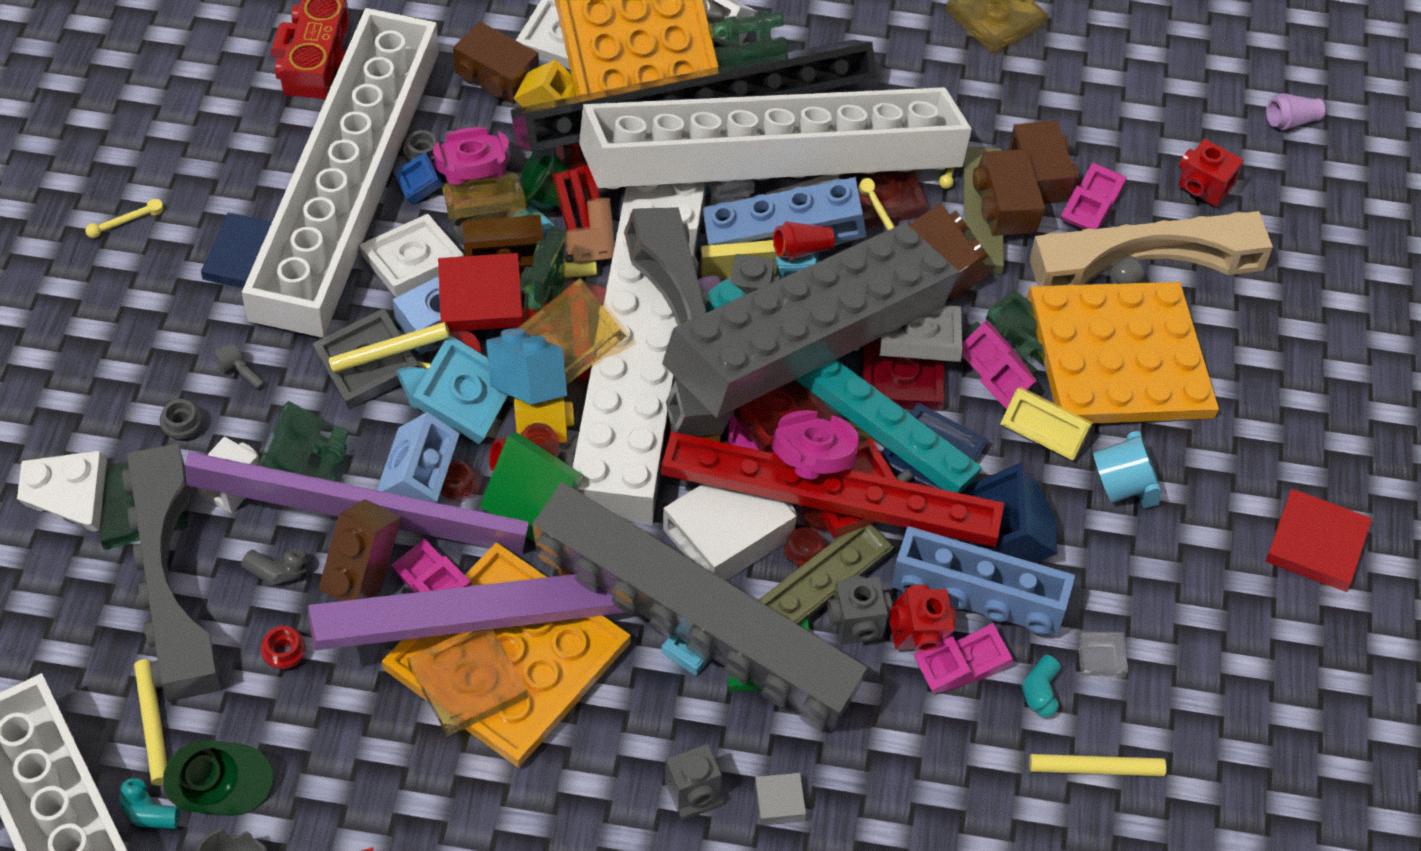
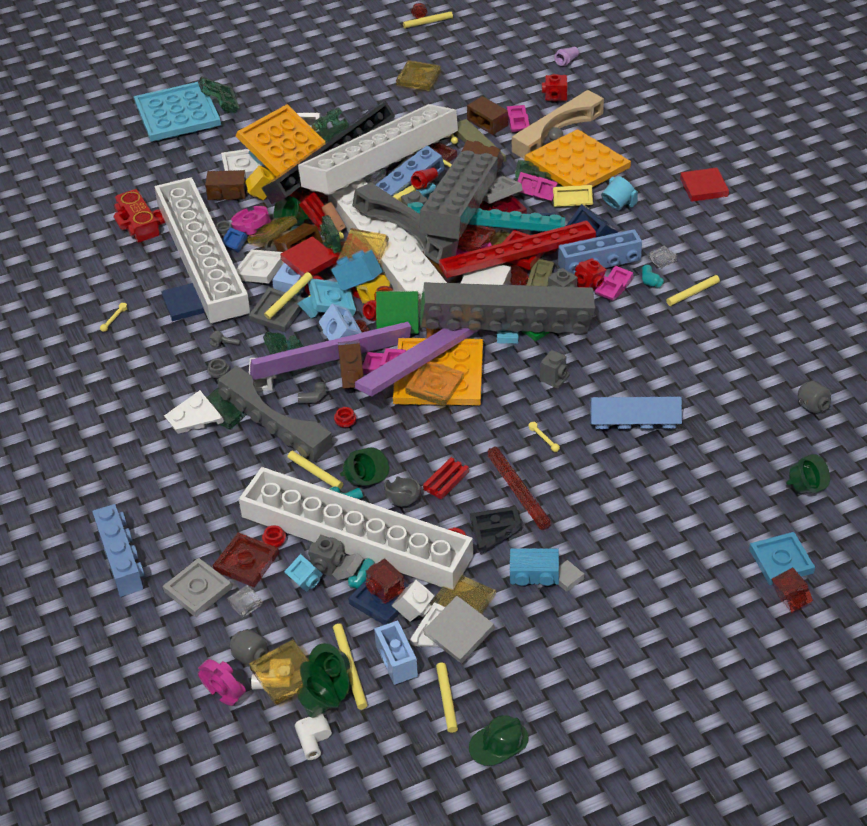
camera: 30 degrees left, 10 degrees down
(780, 799) = (589, 360): light grey tile -> none
(815, 443) = (501, 235): dark pink plate -> none
(1009, 192) = (487, 127): reddish brown brick -> none

